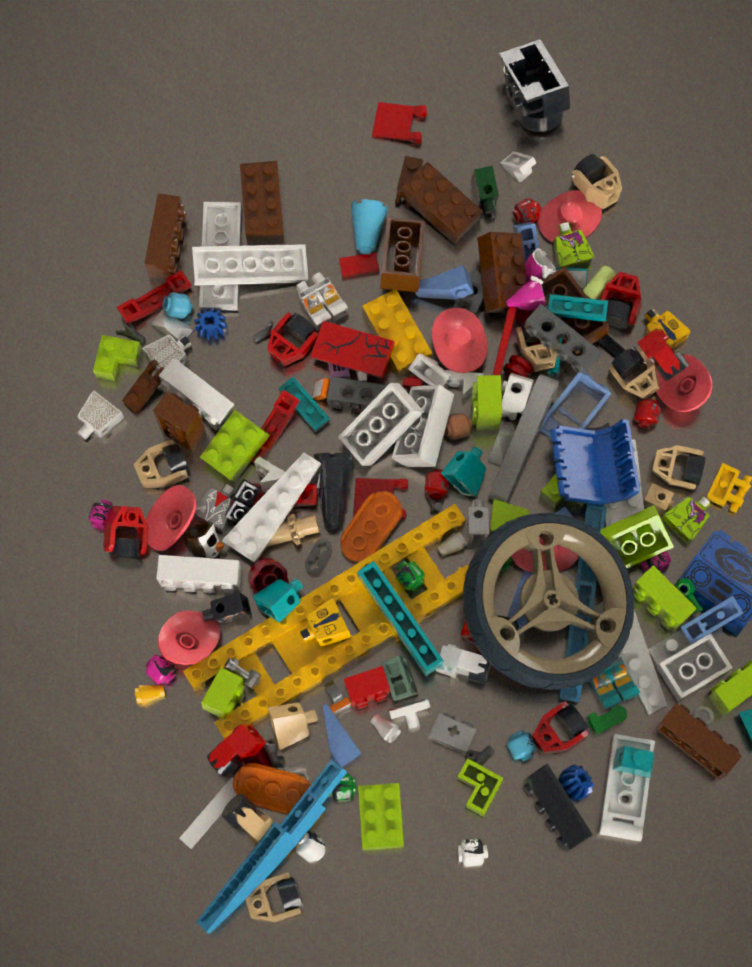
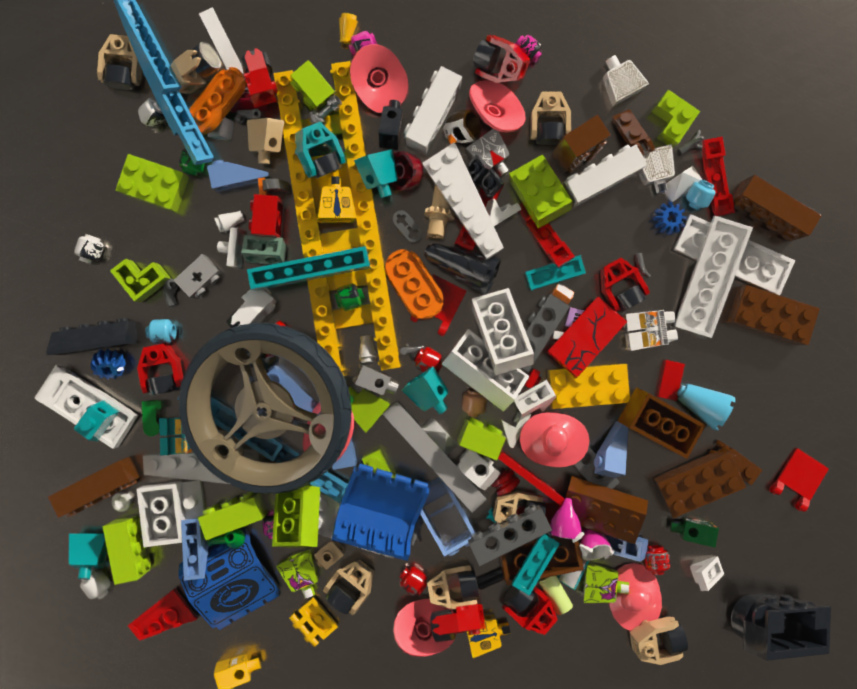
camera: 110 degrees right, 15 degrees up
(276, 672) = (314, 136): none -> teal piece

